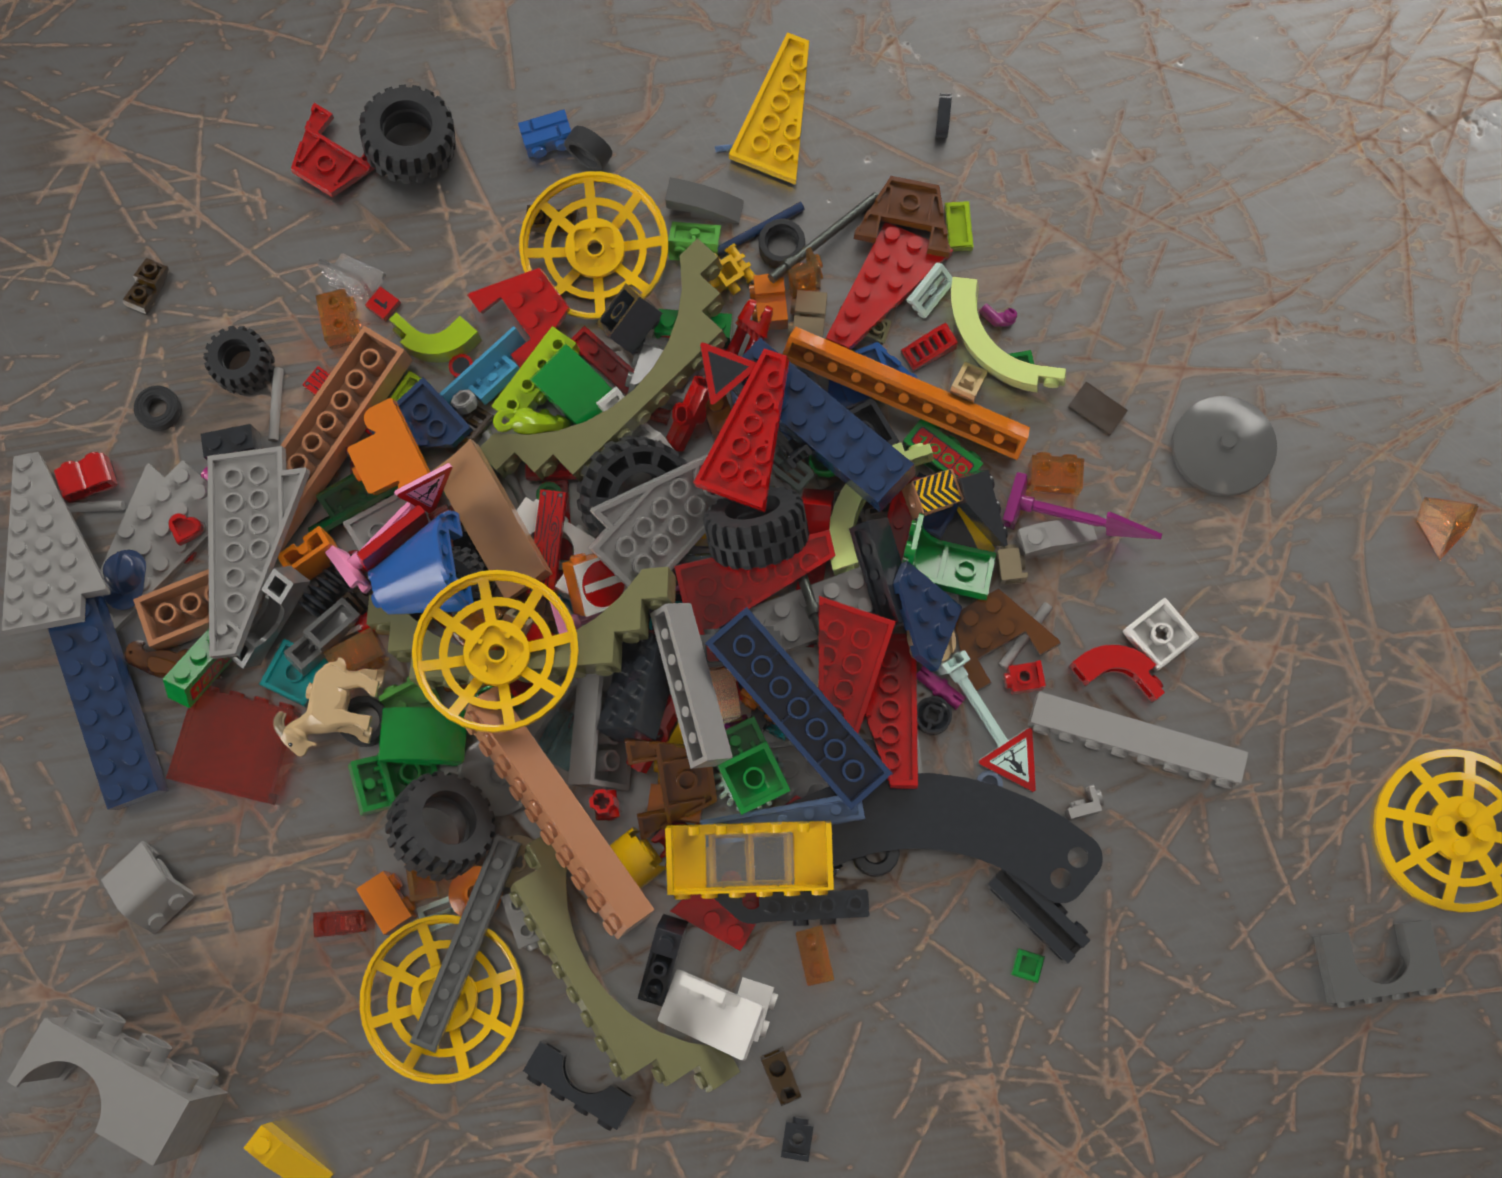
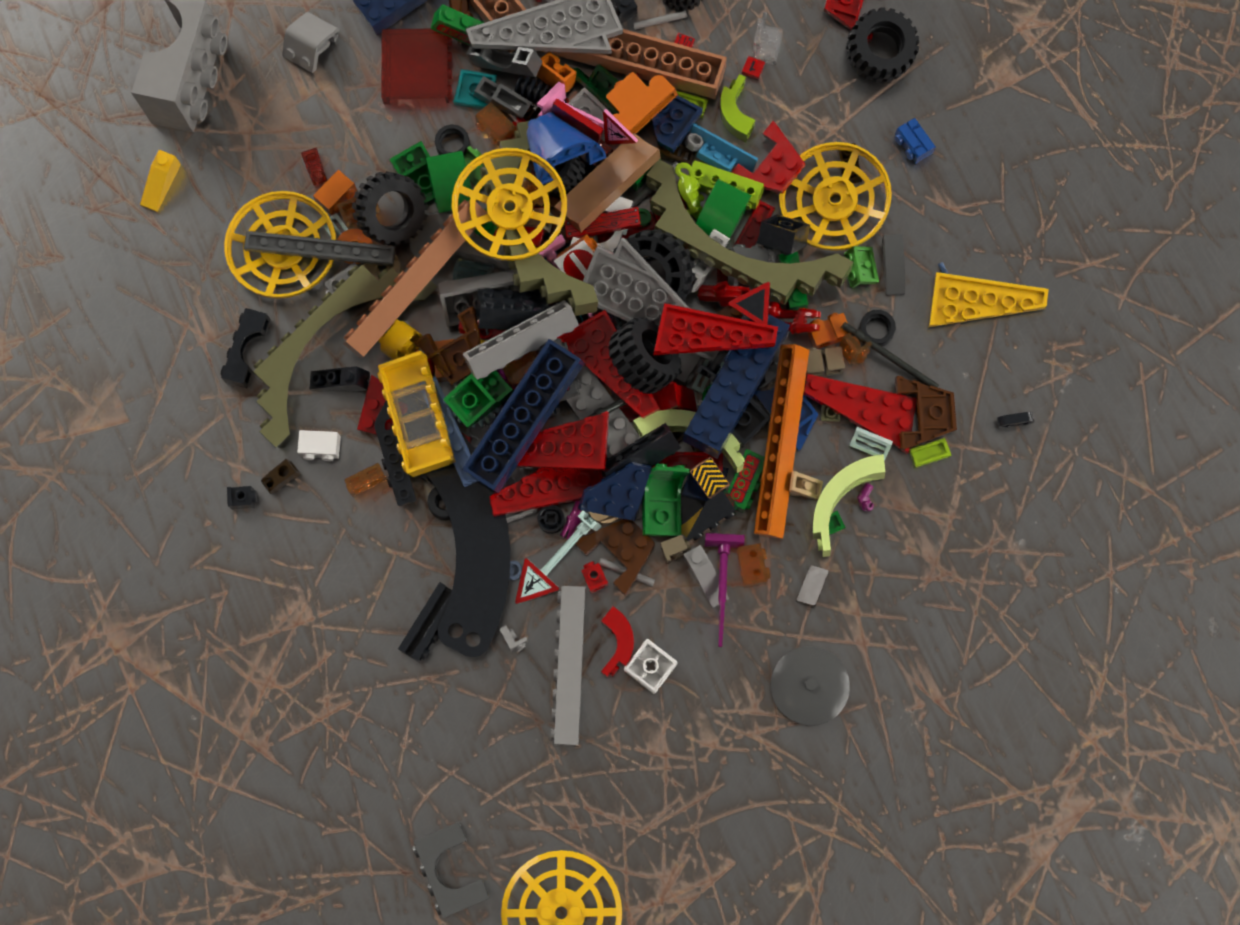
camera: 70 degrees right, 0 degrees up
(328, 707) = (453, 115): tan animal -> none
(338, 318) = (732, 40): clear orange brick -> none
(459, 364) = (722, 131): tile -> none
(588, 148) = (910, 172): black tyre -> none
(605, 805) = (430, 311): red piece -> none
(711, 1014) = (308, 418): white bracket -> none
(733, 270) = (842, 295): yellow piece -> none
(755, 231) = (881, 306): dark blue bar -> none
(942, 330) = (830, 448): red slope -> none
(1027, 965) = (392, 625): green tile -> none
(1445, 522) = (793, 863): clear orange slope -> none

